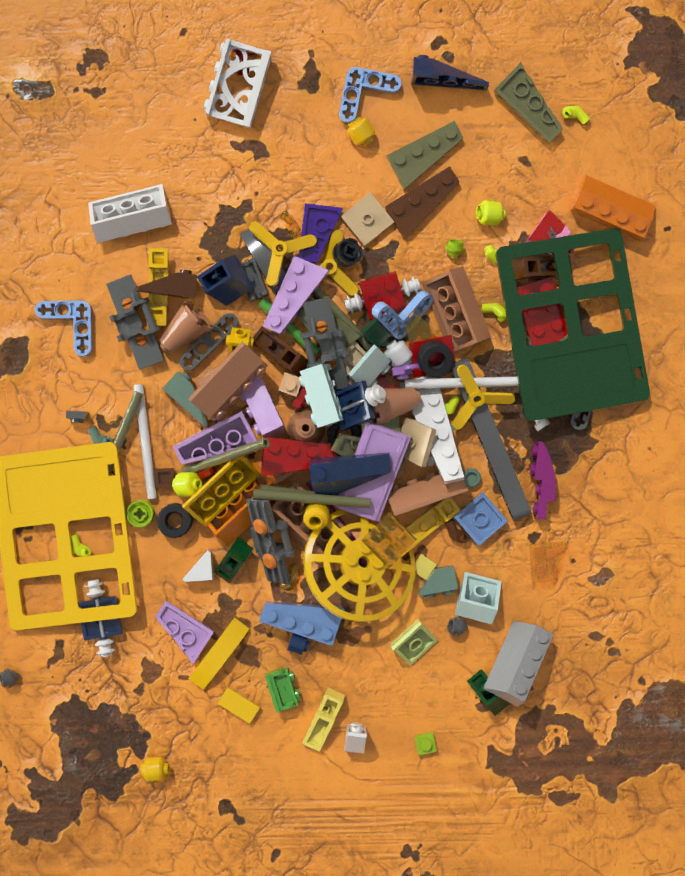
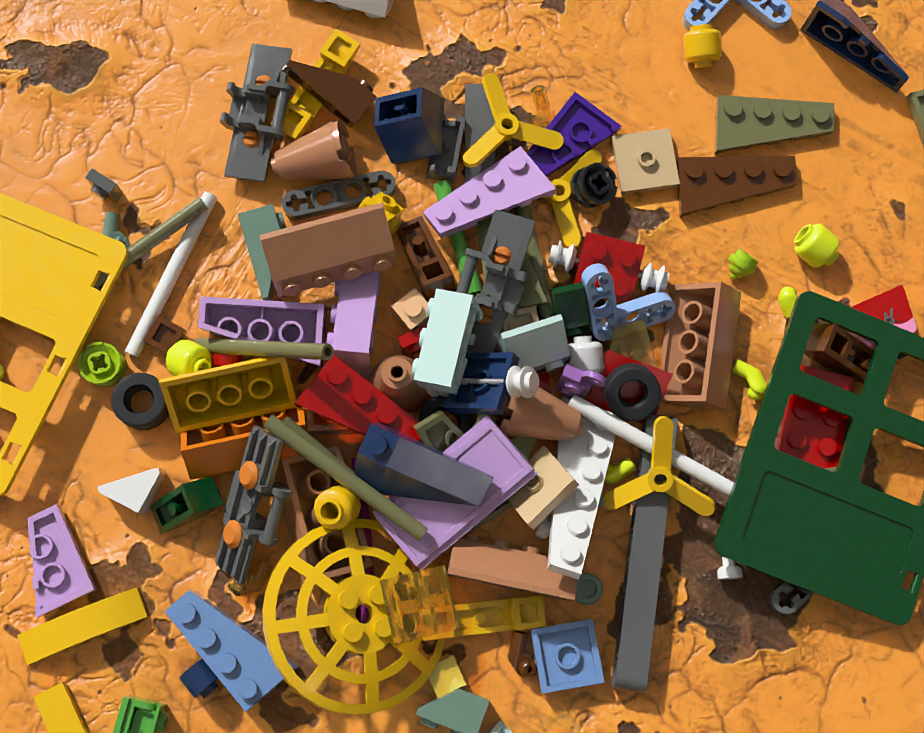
camera: 25 degrees right, 10 degrees down
(73, 313) = (185, 58): light blue beam -> none
(544, 472) = (695, 641): magenta slope -> none

